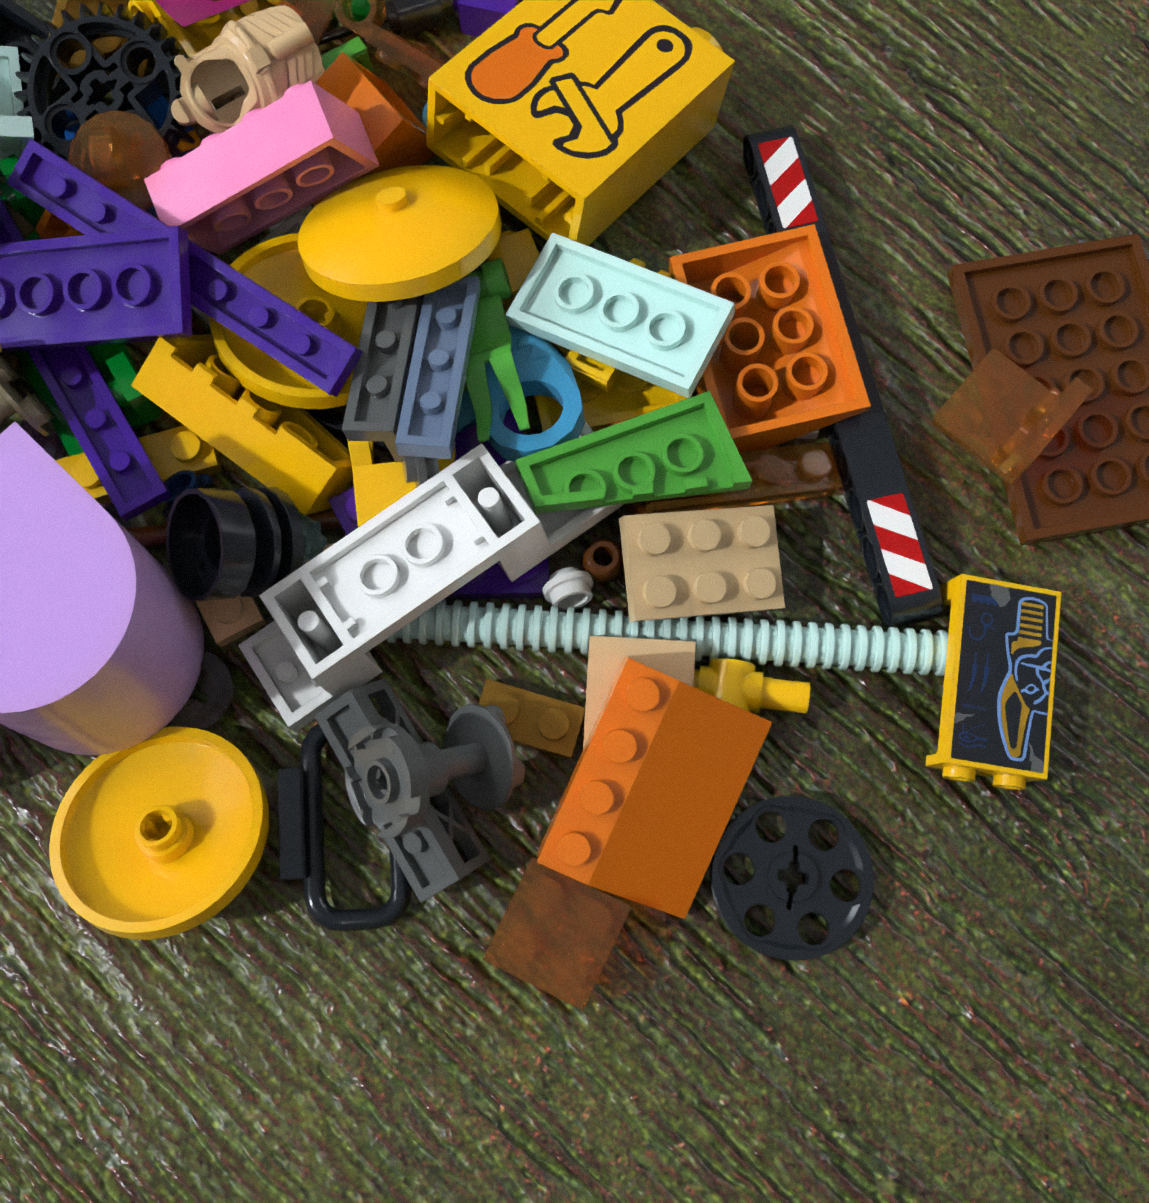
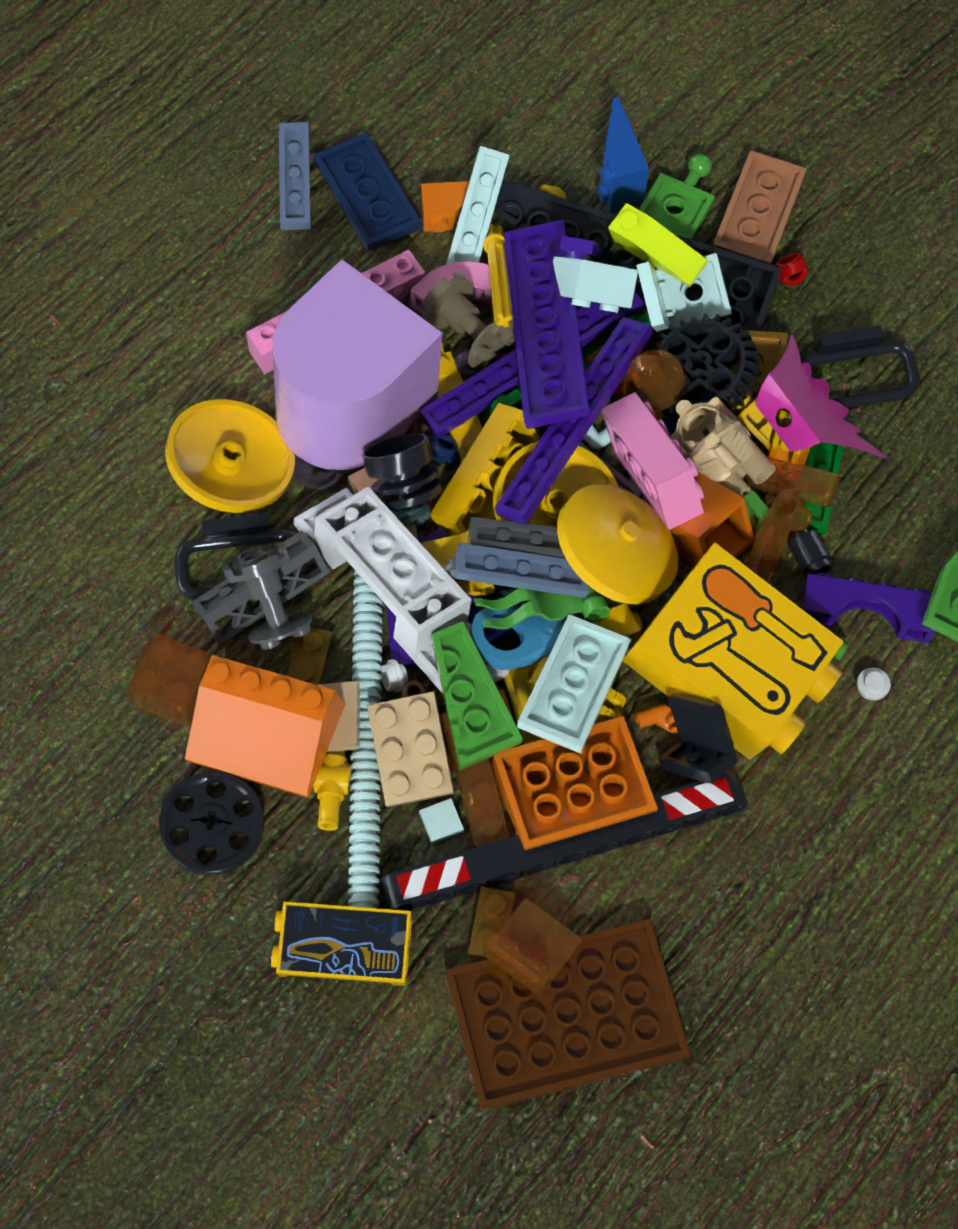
camera: 85 degrees right, 10 degrees down
(650, 225) = (659, 715): none -> orange arm
(710, 164) = (704, 743): none -> black bracket
(800, 537) = (441, 821): none -> light aqua tile
(951, 478) = (491, 915): none -> pearl gold plate

